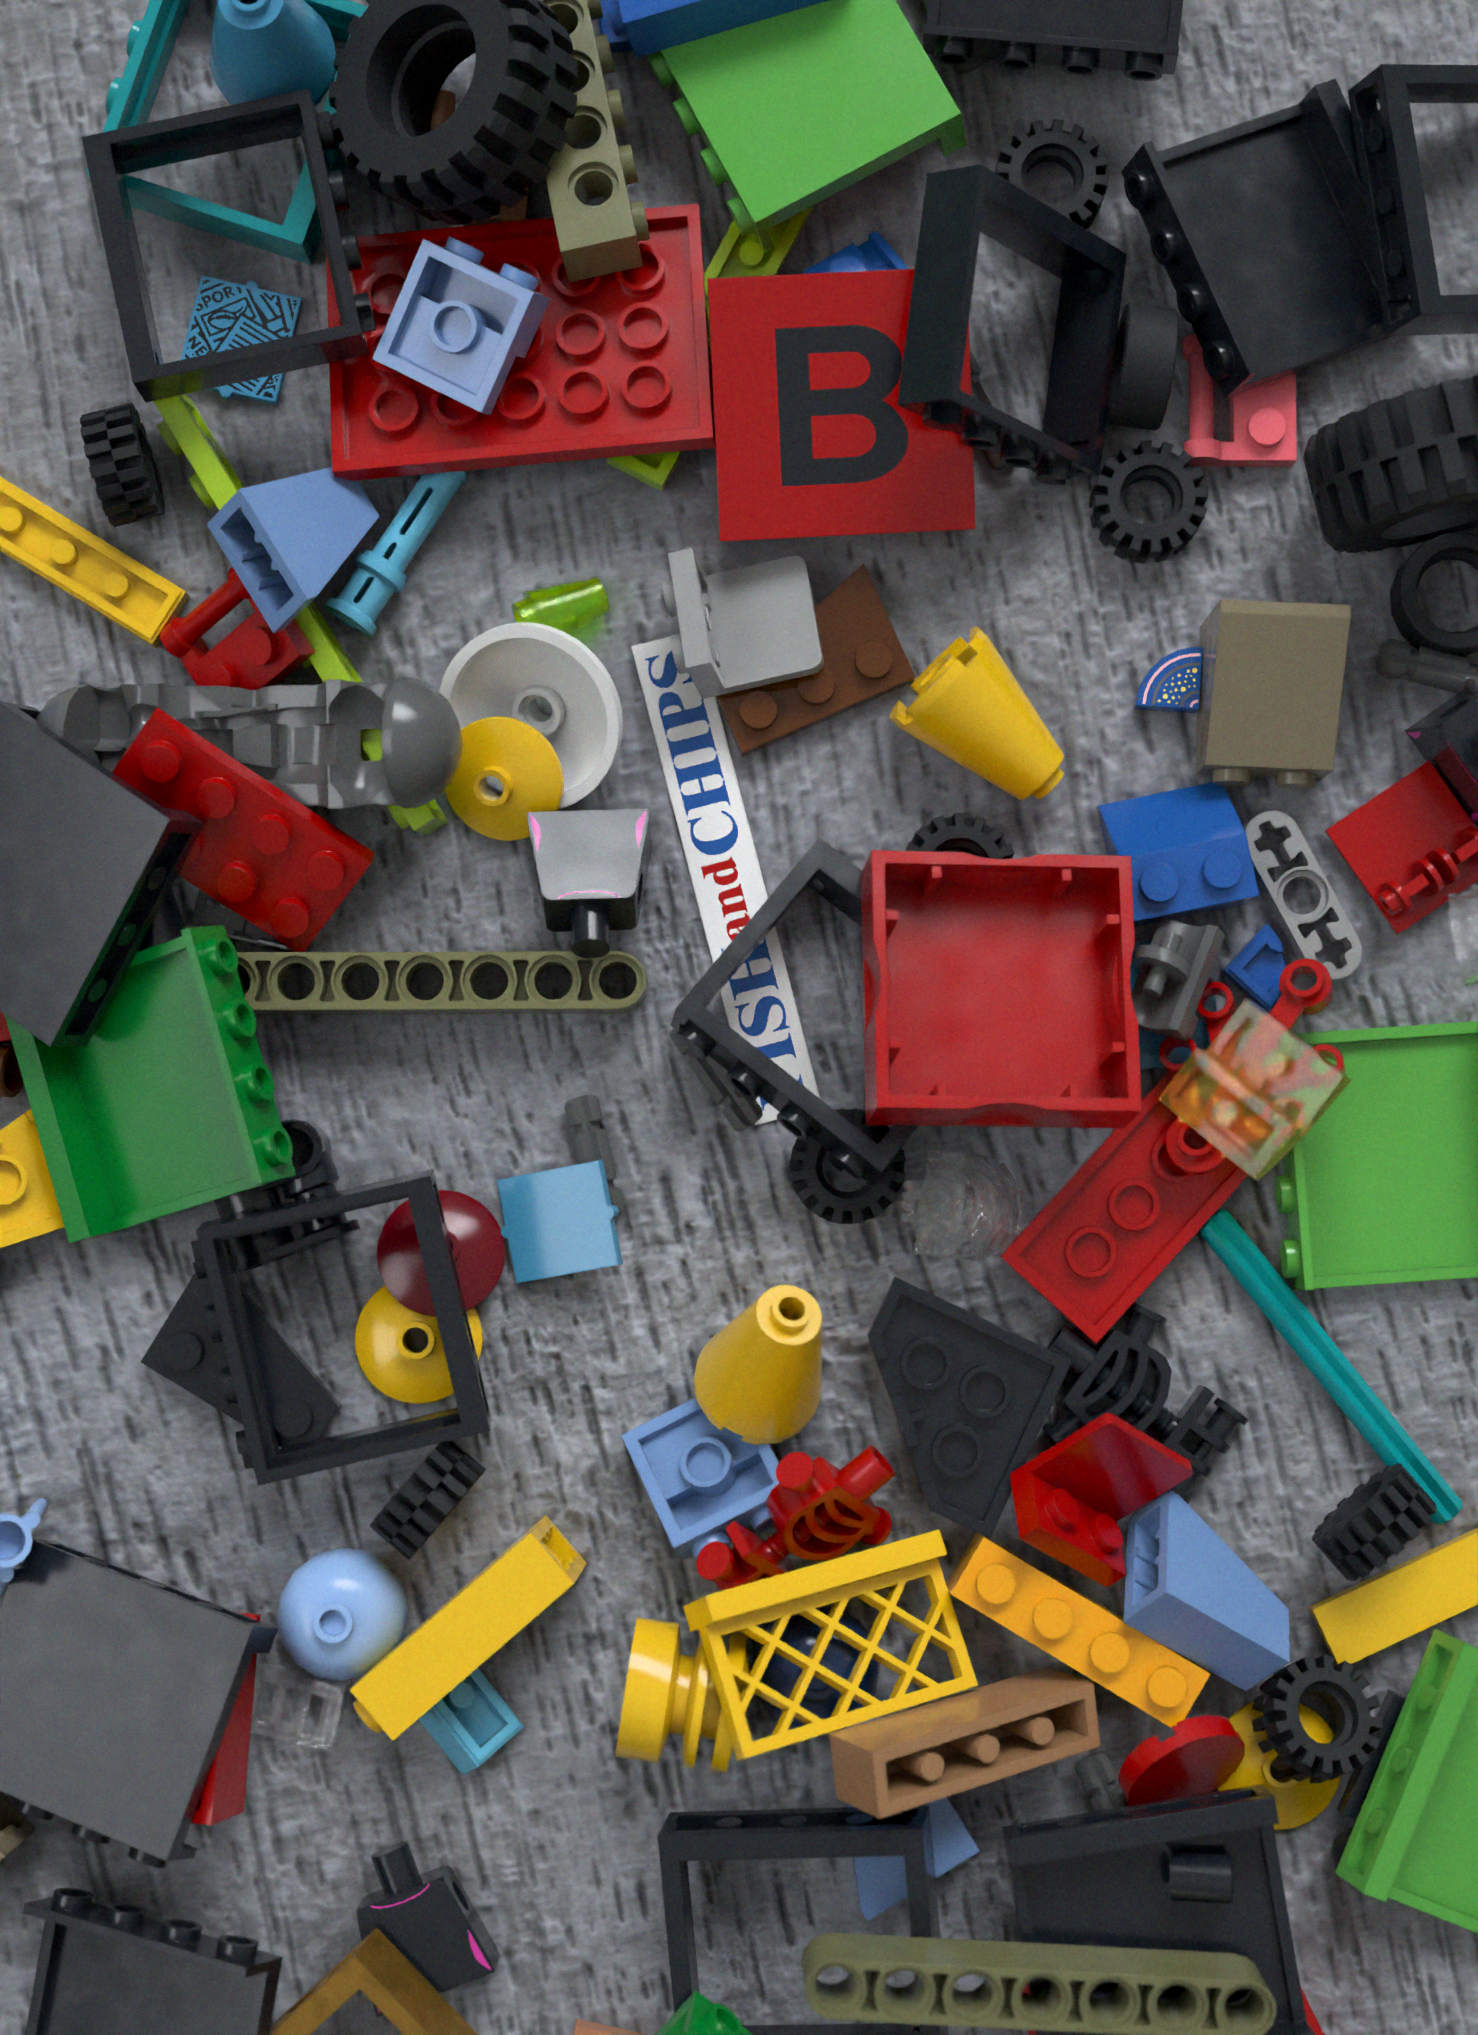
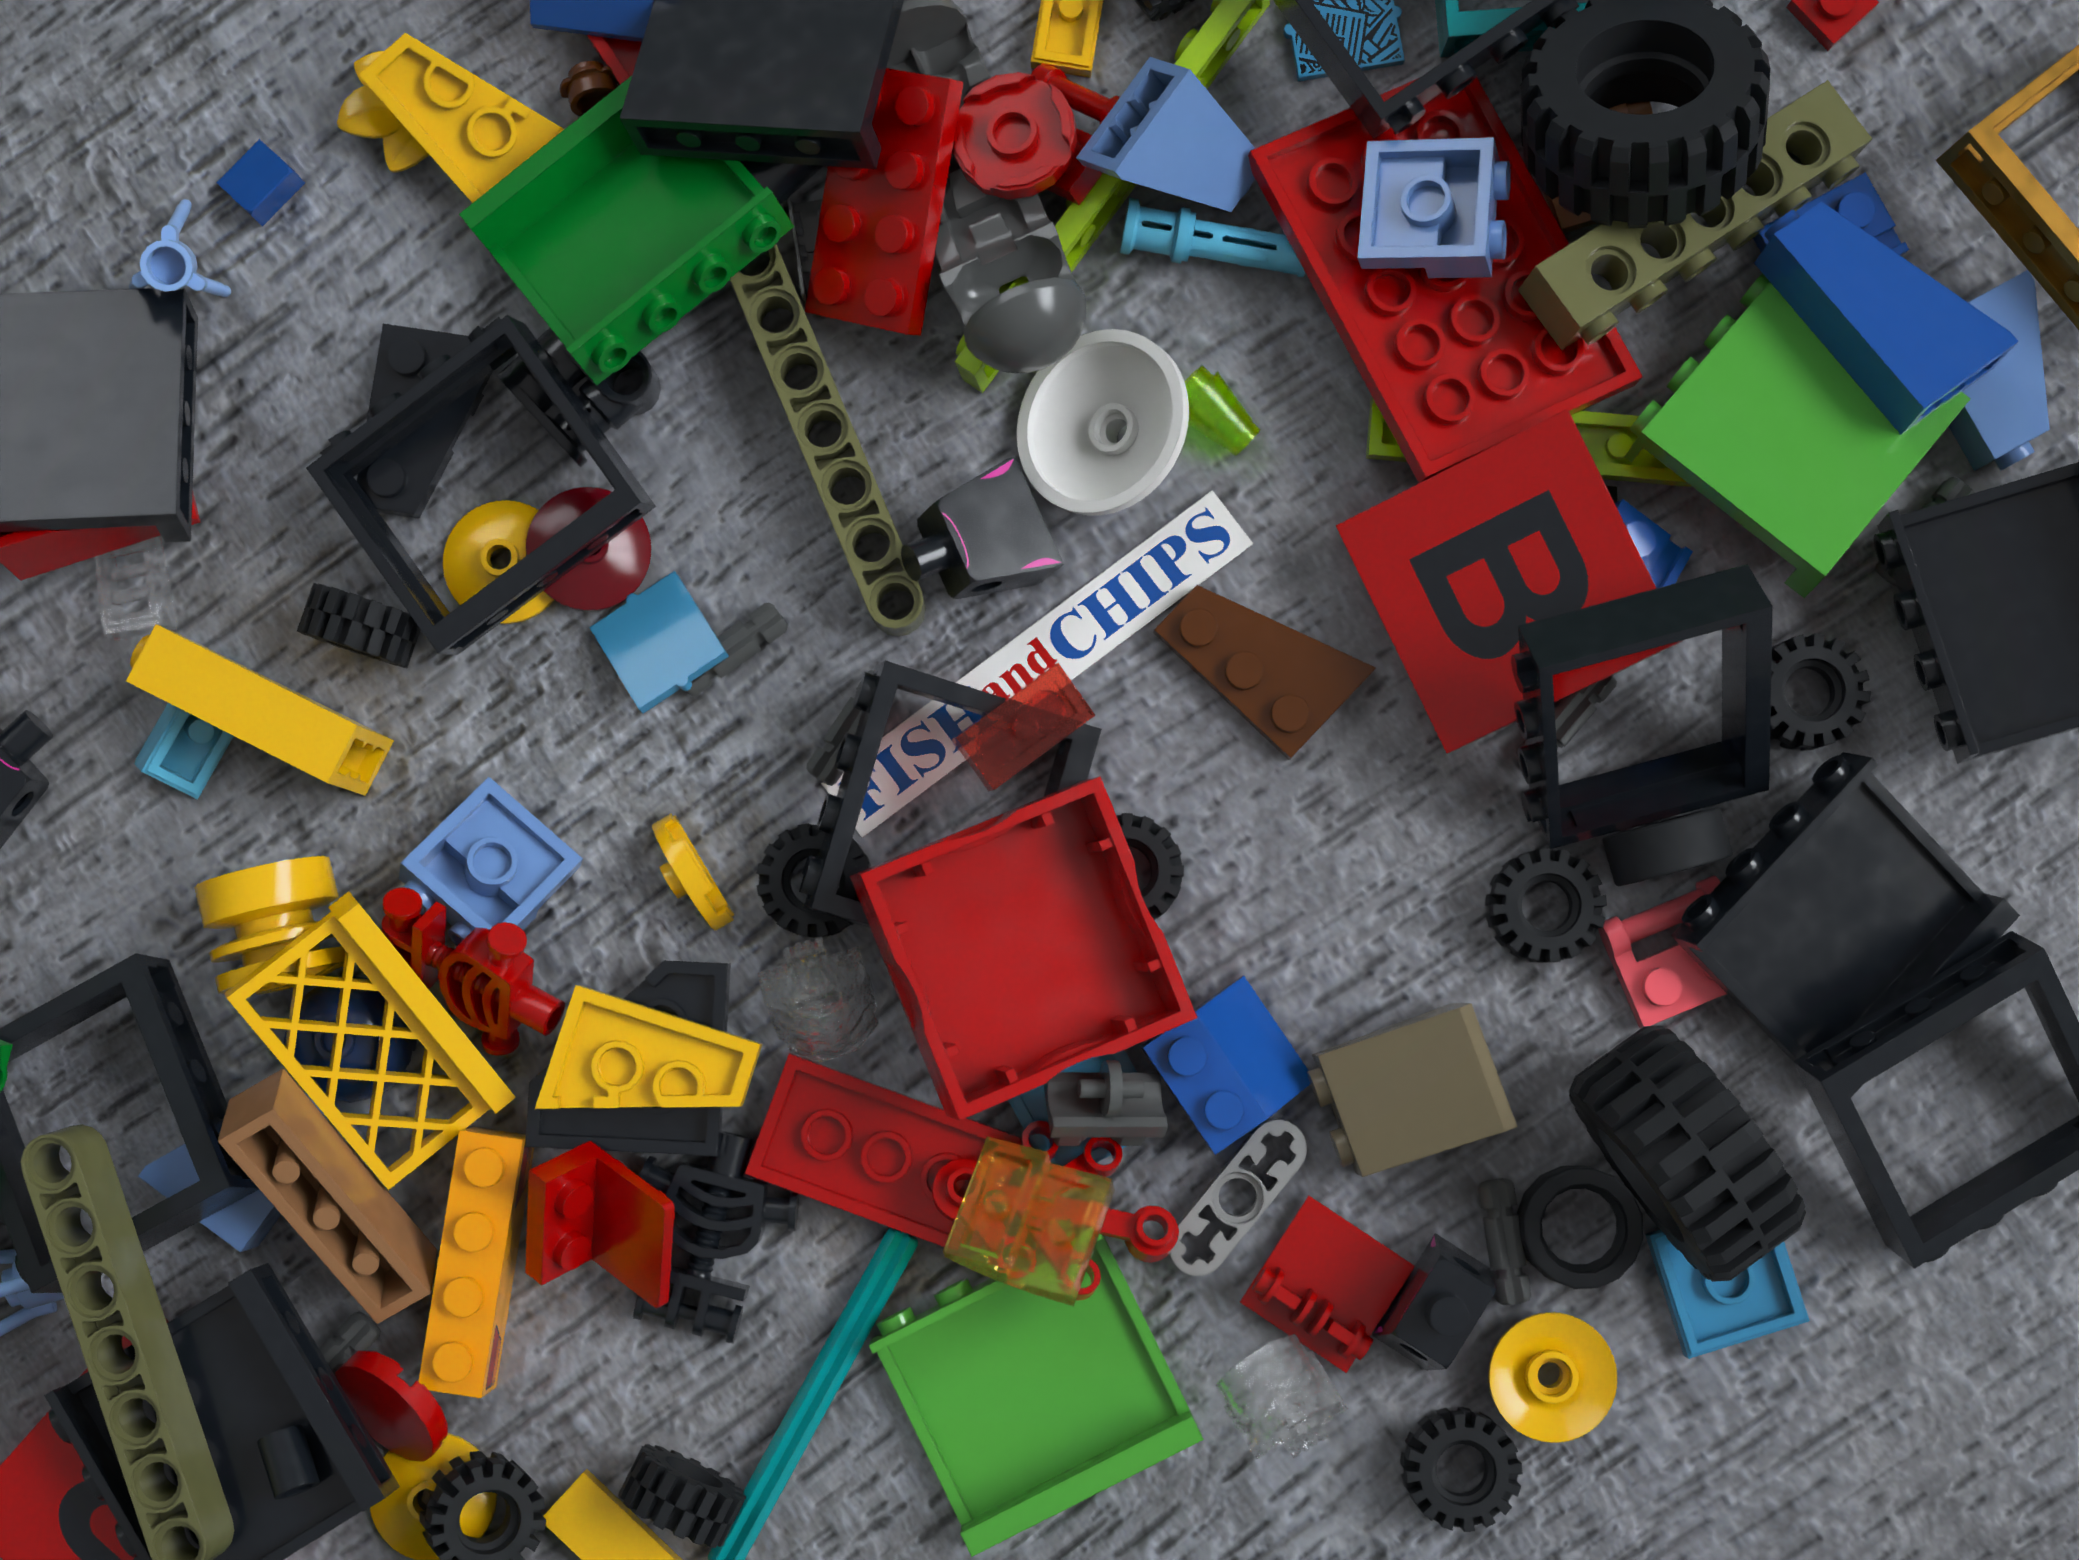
camera: 70 degrees right, 0 degrees up
(226, 682) = (1014, 136): none -> red tile
(342, 1613) = (231, 595): light blue cylinder -> none
(523, 765) = (1059, 424): yellow dish -> none
(742, 623) = (1270, 577): light grey bracket -> none
(764, 1368) = (593, 878): yellow cone -> none
(792, 905) = (1023, 727): none -> clear red plate
(803, 1276) = (688, 874): none -> yellow plate
(953, 1391) = (643, 1057): none -> yellow wing
(982, 719) = (1274, 834): yellow cone -> none
(1172, 683) = (1386, 997): blue tile -> none
(1201, 1596) = (550, 1362): medium blue slope -> none
(1259, 968) = (1155, 1184): blue tile -> none

